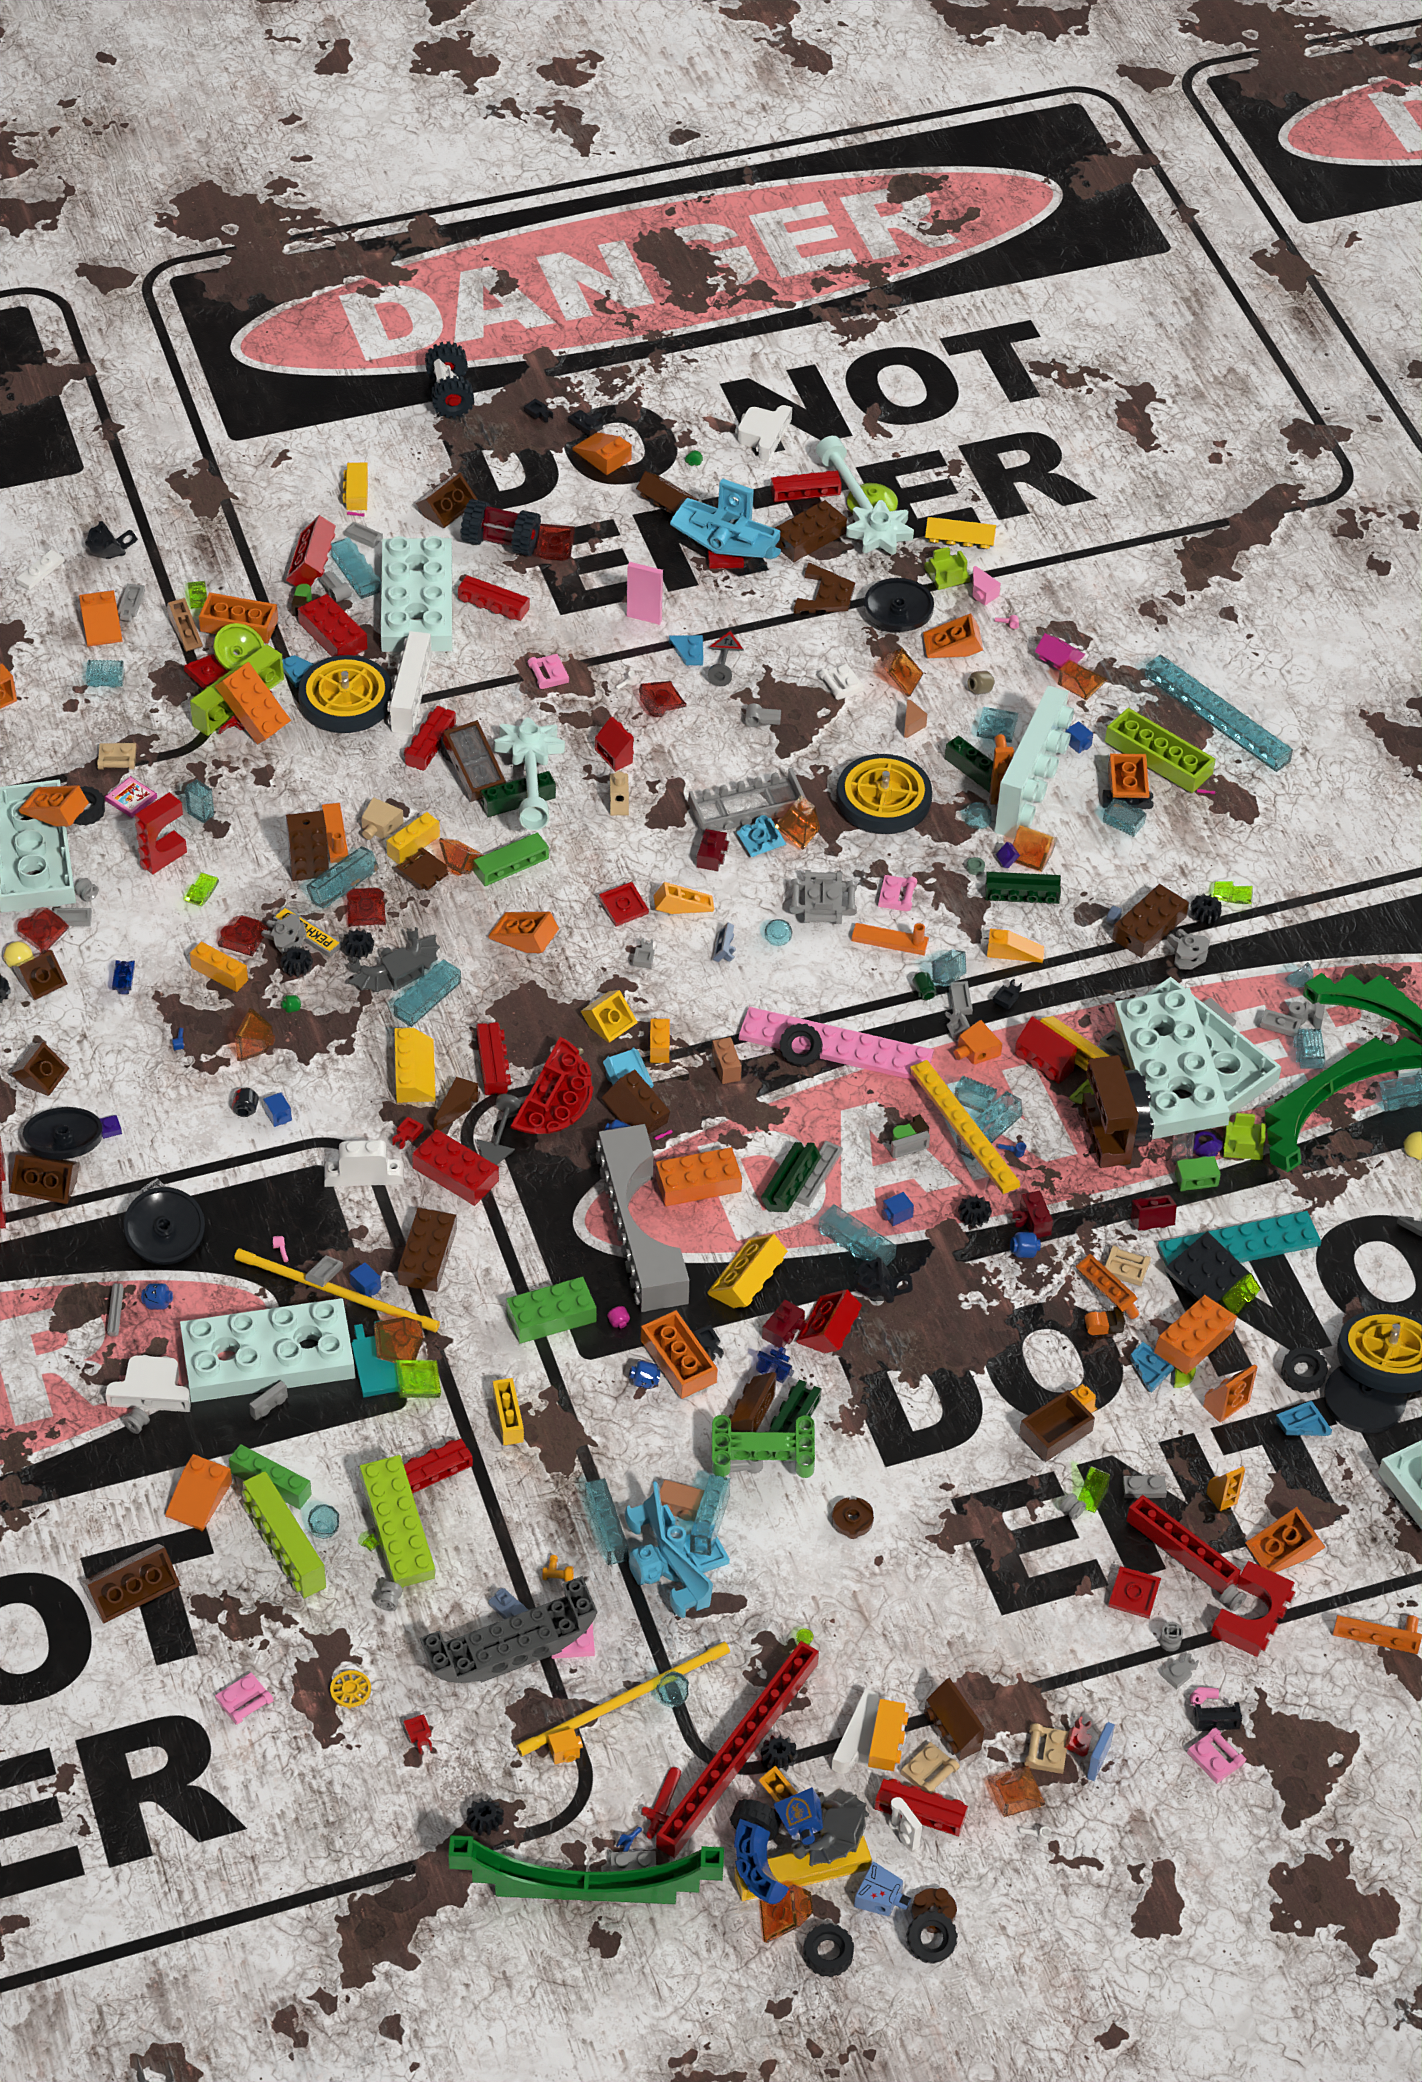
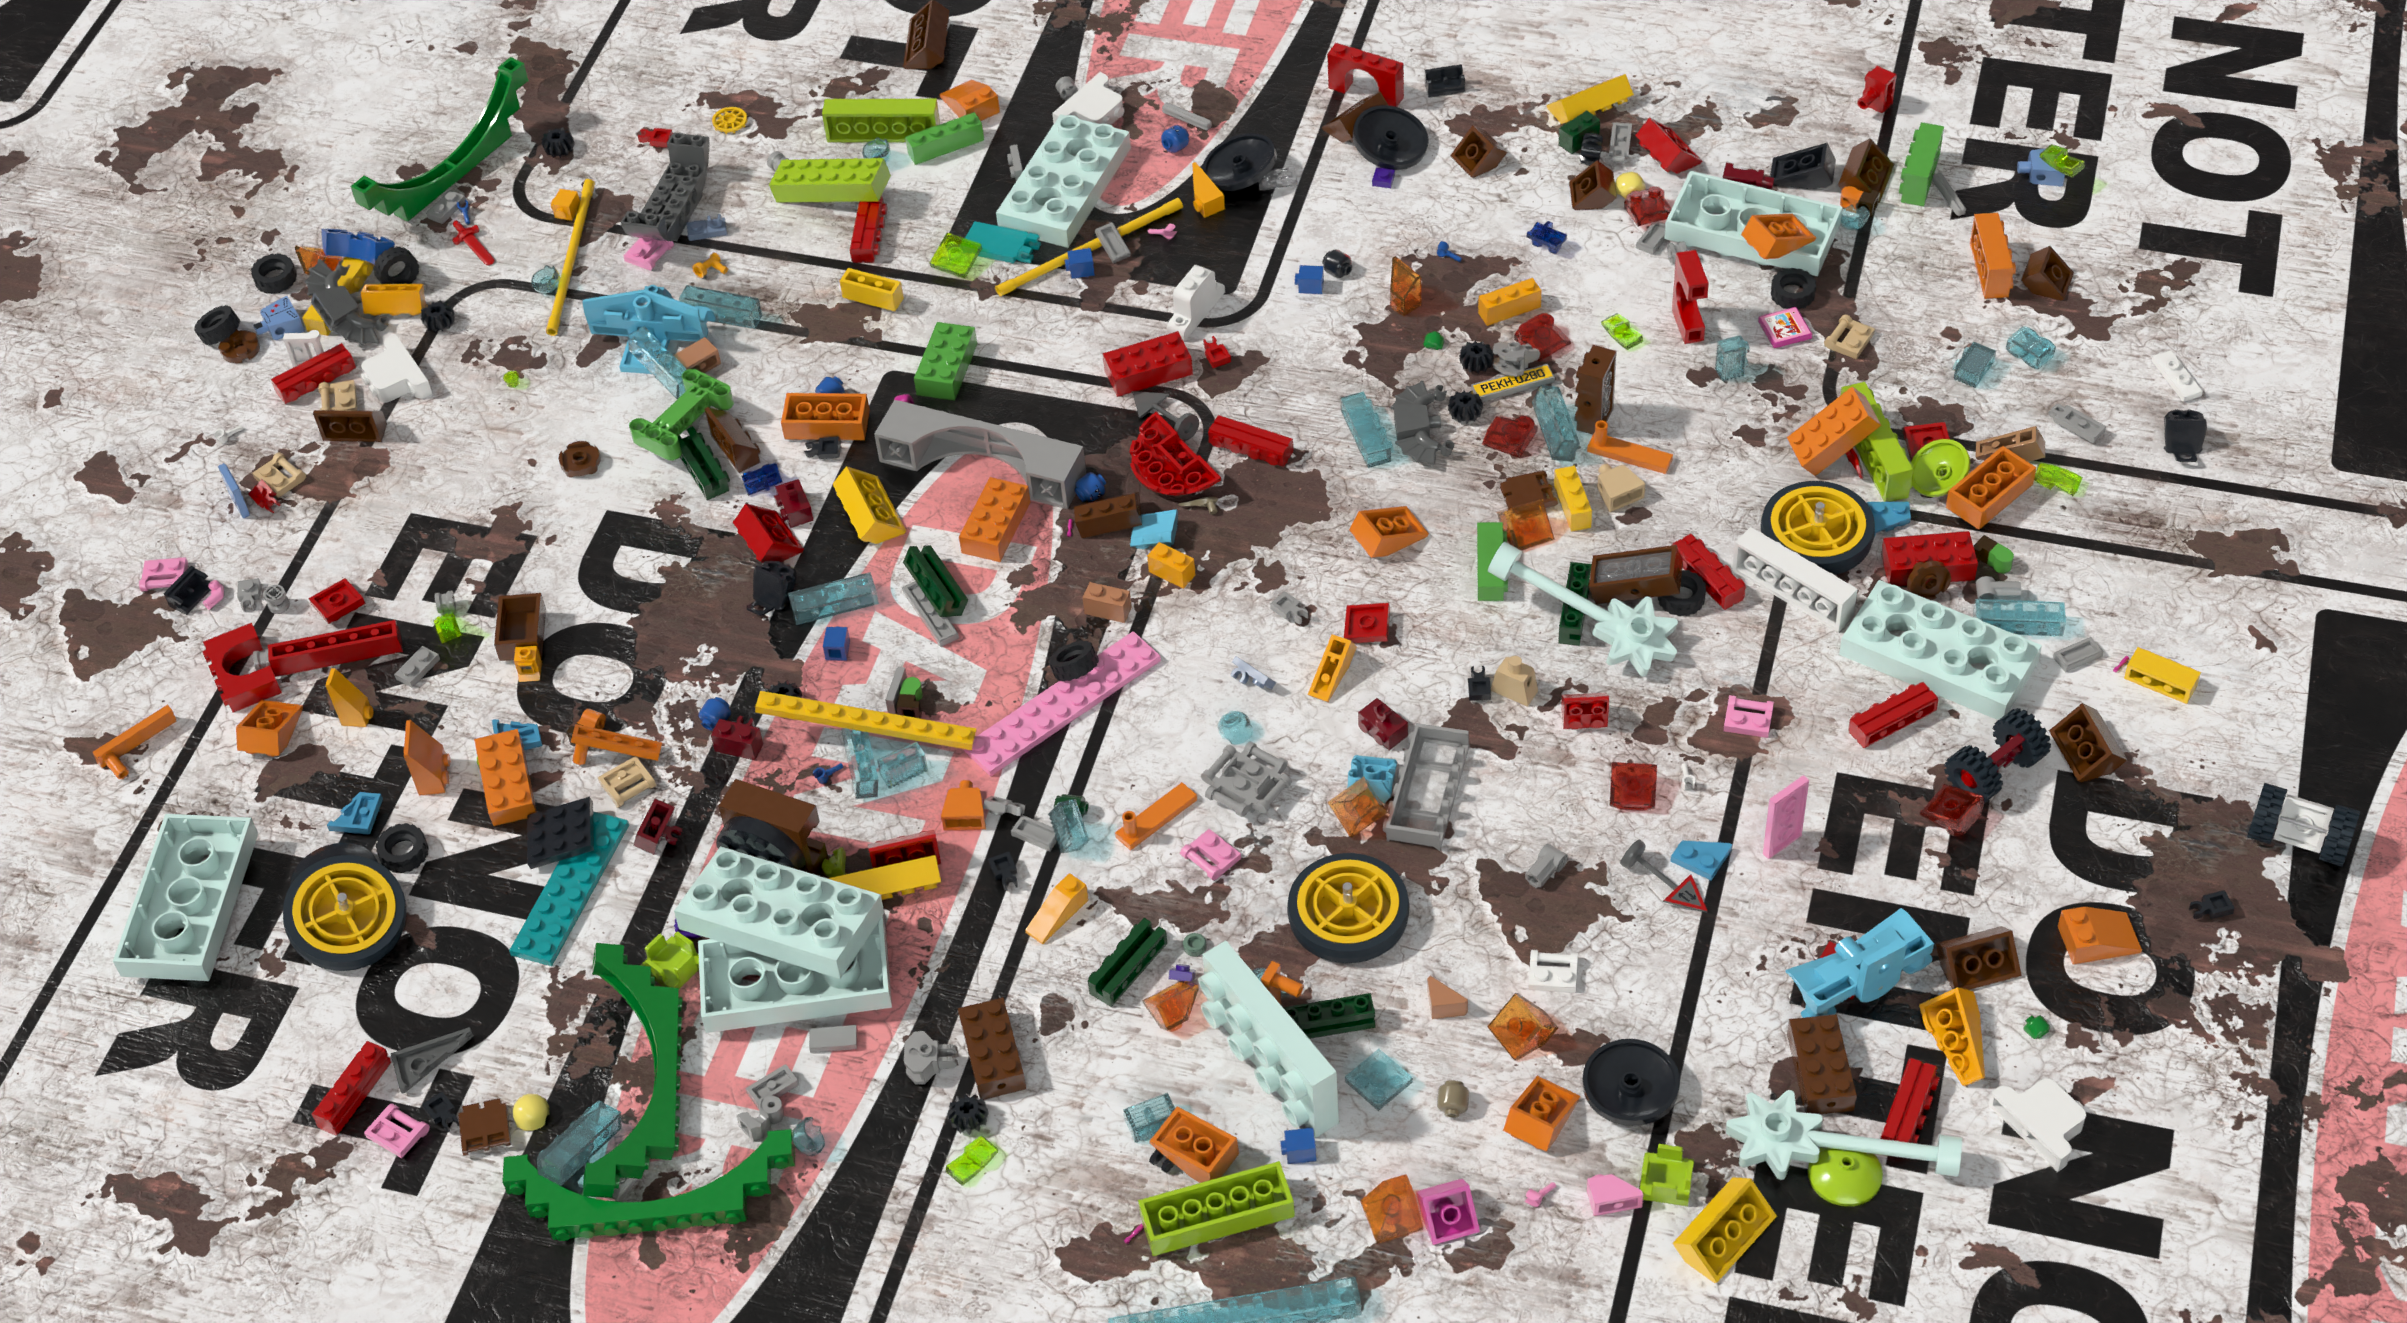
camera: 130 degrees right, 0 degrees up
(64, 650) = (2030, 347): none -> clear light blue brick
(100, 618) = (2063, 387): orange slope -> none
(215, 1238) = (1207, 195): none -> light orange slope
(241, 1693) = (783, 64): bright pink plate -> none
(311, 552) = (2059, 579): brick -> none
(362, 618) = (1924, 571): none -> reddish brown plate
(398, 1339) = (1000, 252): clear orange slope -> none
(414, 1066) = (1286, 384): yellow slope -> none
(427, 1249) = (1077, 311): reddish brown brick -> none
(457, 1102) = (1222, 397): reddish brown slope -> none
(585, 422) = (2165, 945): black plate -> none
(609, 1015) = (1233, 544): yellow slope -> none
(634, 815) = (1479, 686): none -> black plate
(737, 1750) = (462, 293): red brick -> none
(745, 475) = (1956, 1026): none -> light orange wedge
(801, 1815) = (361, 275): blue torso -> none
(833, 593) = (1705, 1042): reddish brown wing -> none
(888, 1735) = (373, 364): light orange brick -> none
(1016, 1791) = (267, 434): clear orange slope -> none
(1114, 914) = (1027, 1023): sand blue tile -> none
(1197, 1173) = (666, 895): bright green brick -> none
(1240, 1293) = (516, 846): clear neon green slope -> none
(1309, 1048) = (718, 1089): clear light blue brick -> none

